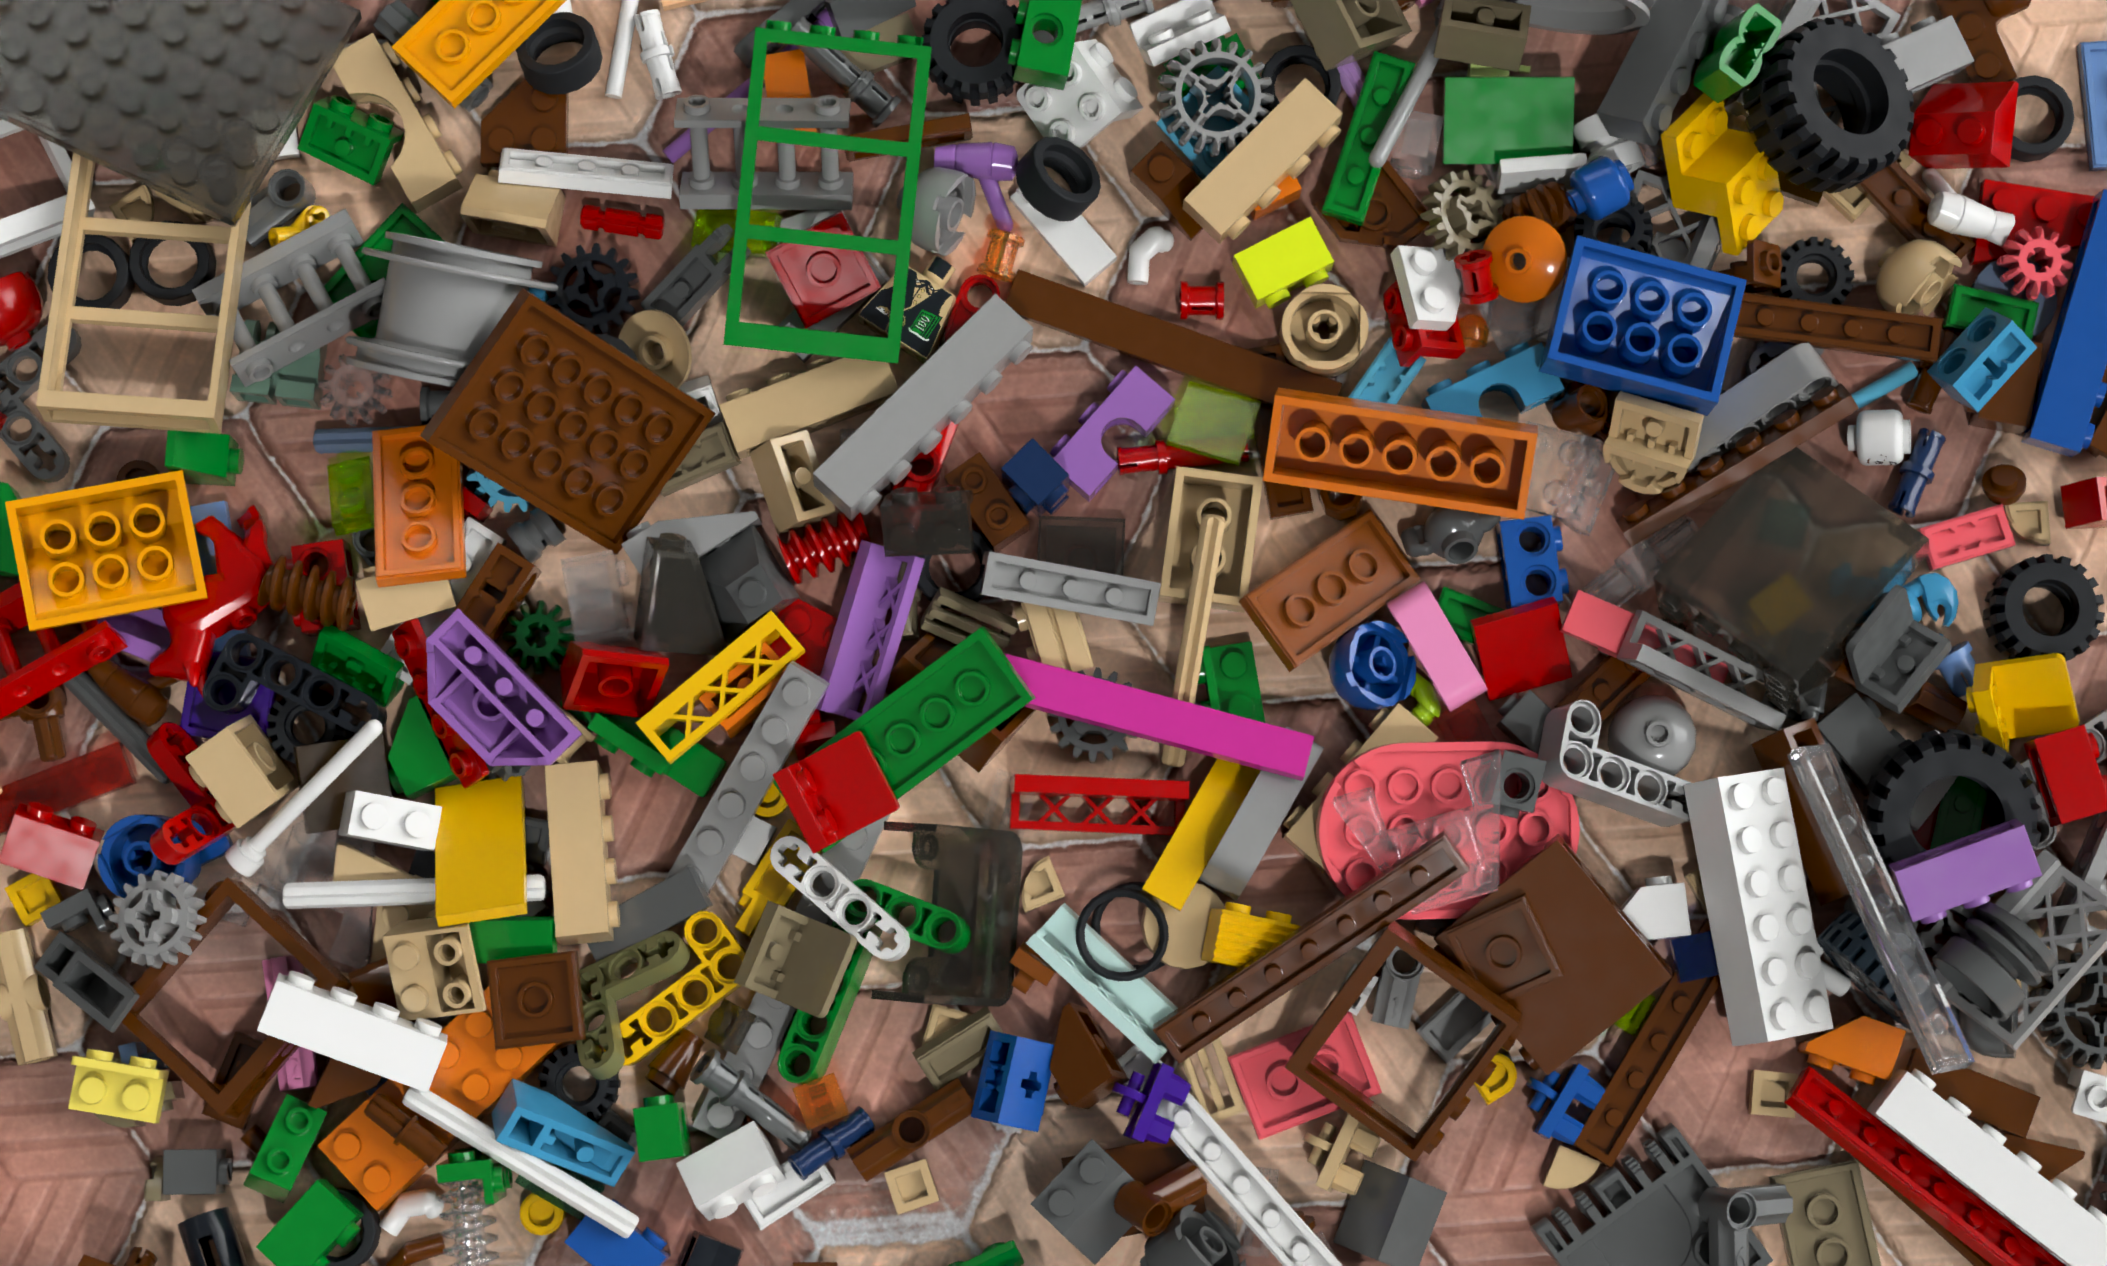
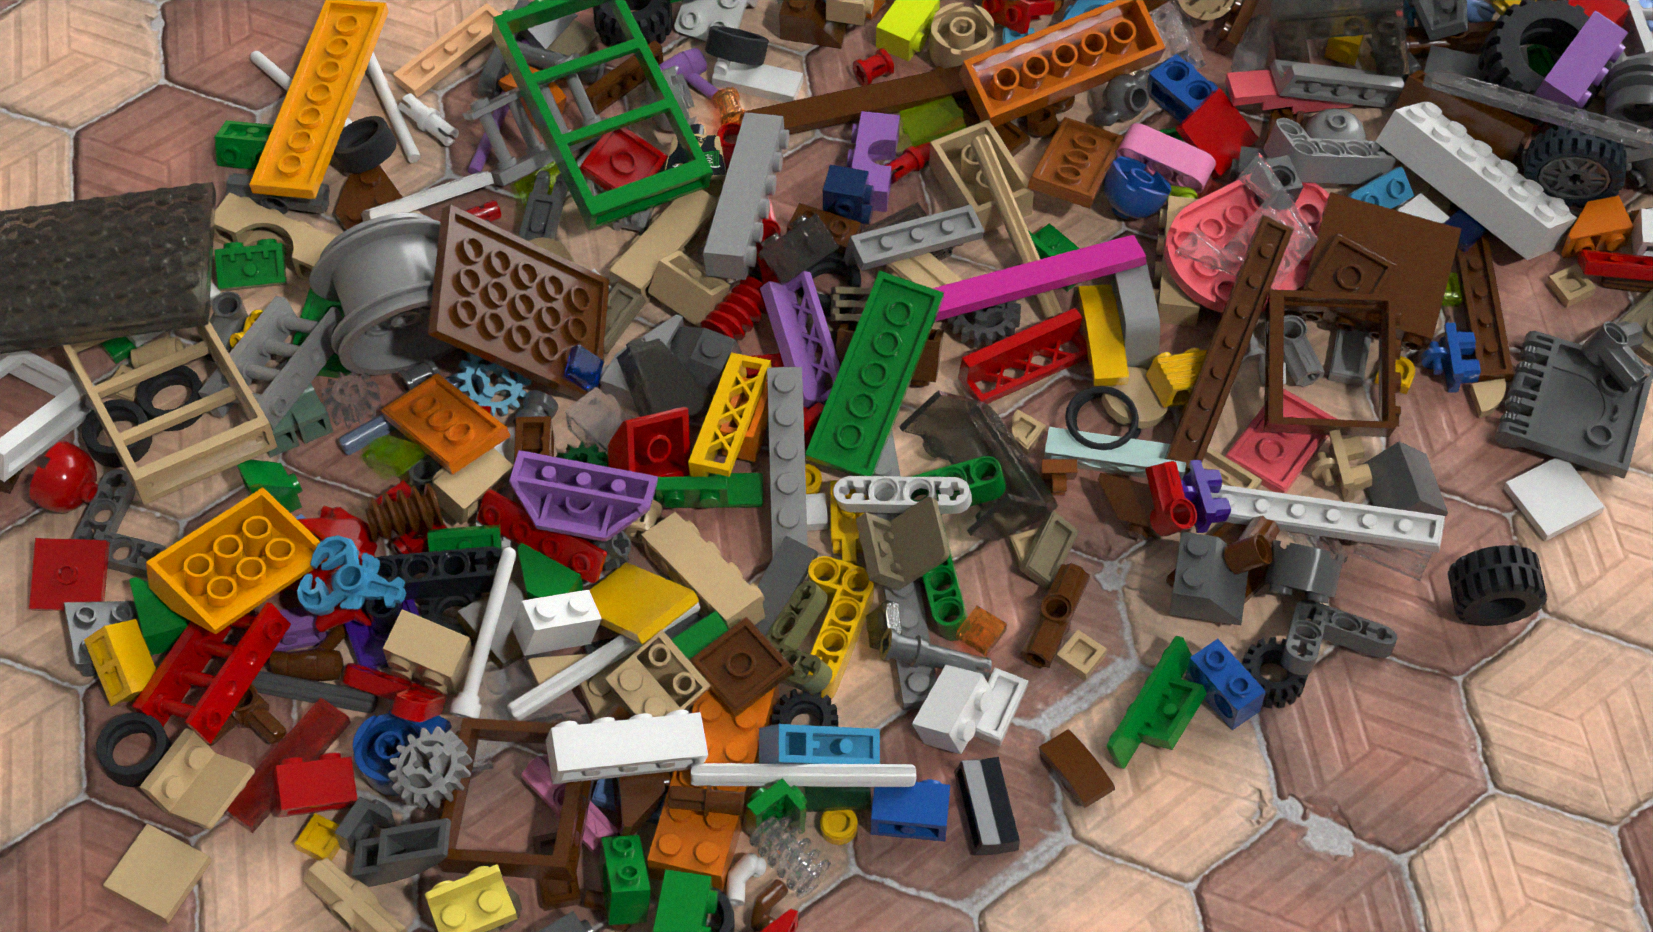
camera: 35 degrees left, 25 degrees down
(199, 649) = (349, 582): none -> dark azure animal
(611, 519) = (583, 368): none -> clear blue tile
(662, 1129) = (888, 706): green brick -> none
(674, 1064) = (863, 673): reddish brown cone -> none
(831, 1143) = (1007, 654): dark blue pin -> none
(836, 791) = (855, 423): red bracket -> none
(1013, 1081) = (1100, 542): blue brick -> none
(1103, 1096) = (1171, 509): none -> red piece
(1143, 249) = (816, 64): white arm -> none
(1631, 856) = (1386, 190): none -> dark azure bracket

